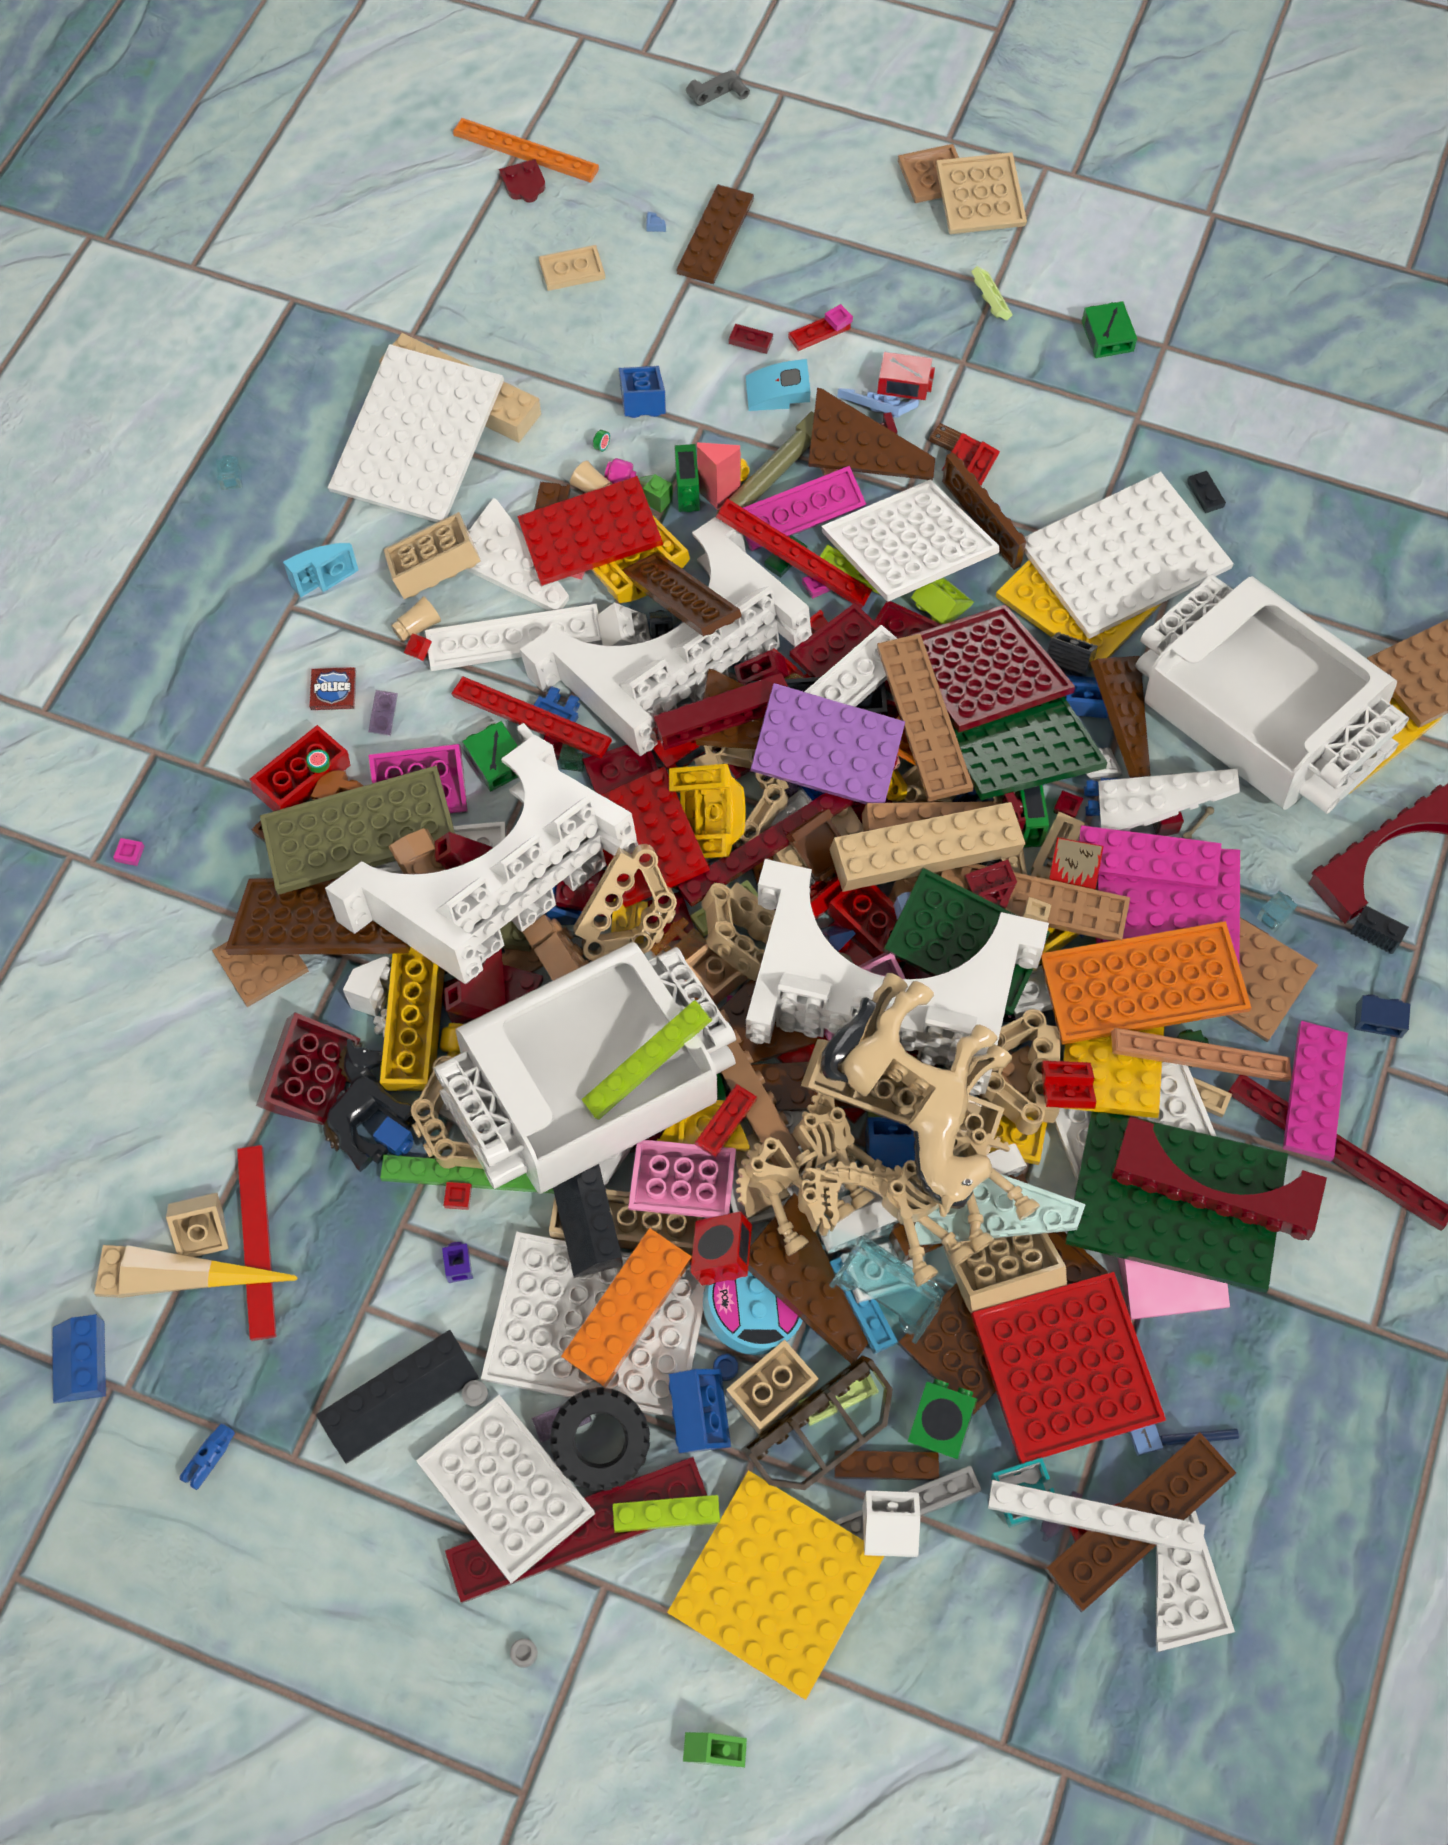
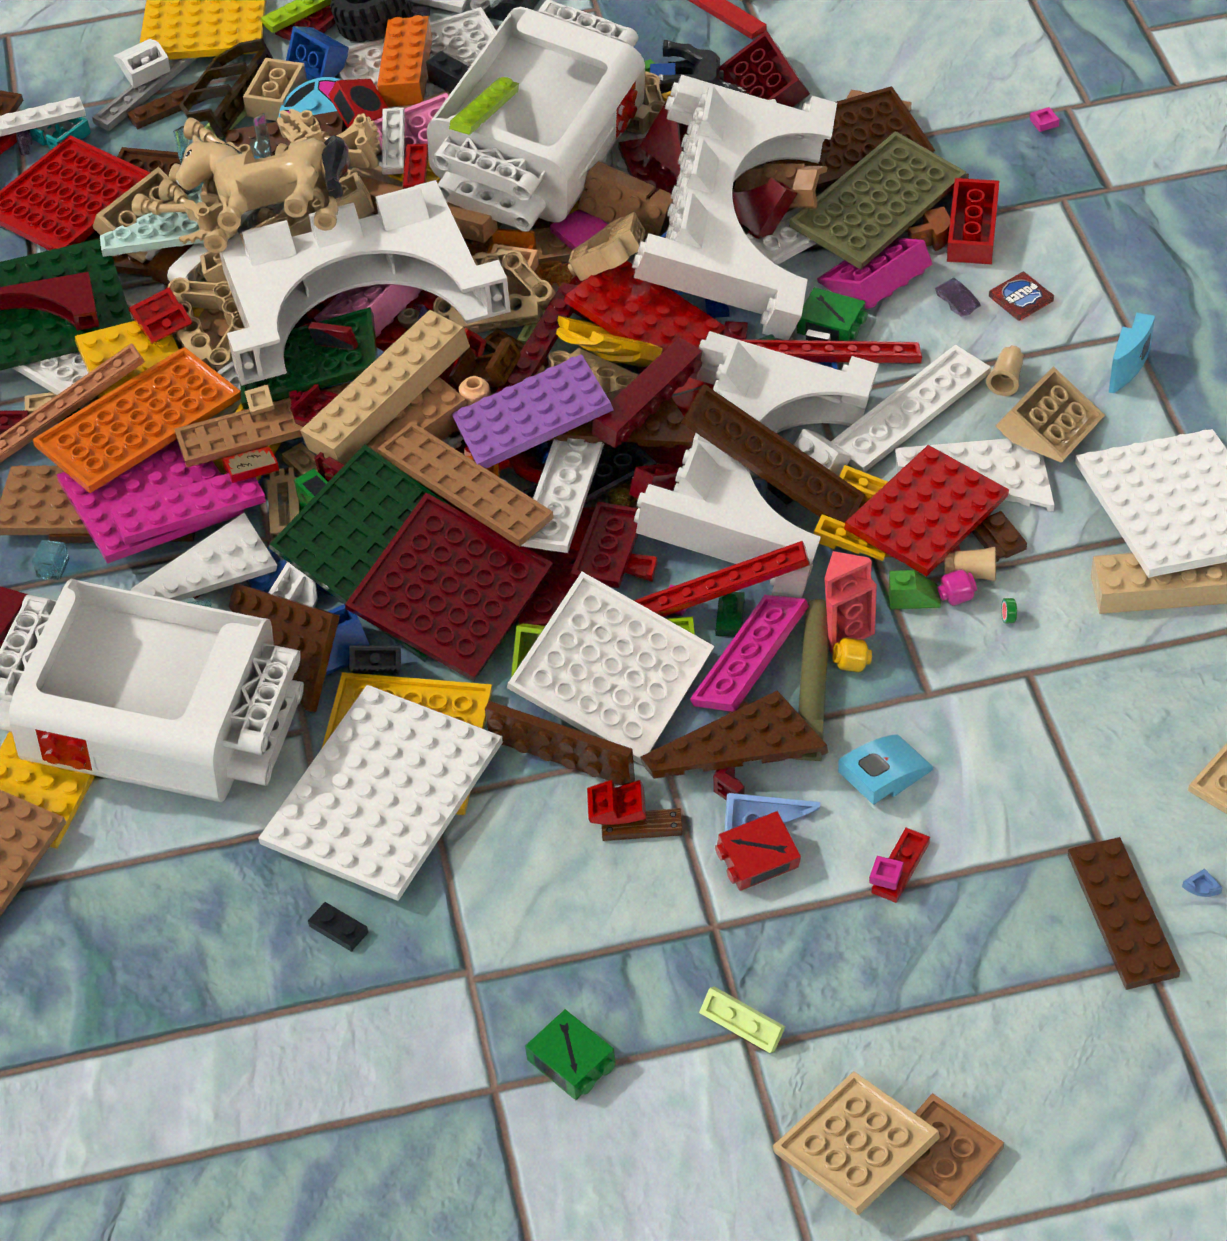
camera: 150 degrees right, 15 degrees down
(318, 761) = (959, 217): tile -> none
(417, 647) = (983, 352): red plate -> none
(642, 391) = (1021, 681): blue slope -> none
(687, 478) = (893, 612): green brick -> none
(723, 1171) = (393, 141): none -> white tile
(751, 338) = (963, 804): dark red plate -> none
(851, 816) = (474, 389): none -> light nougat head
(940, 923) = (333, 336): none -> tile
(943, 1419) = (141, 129): green brick -> none

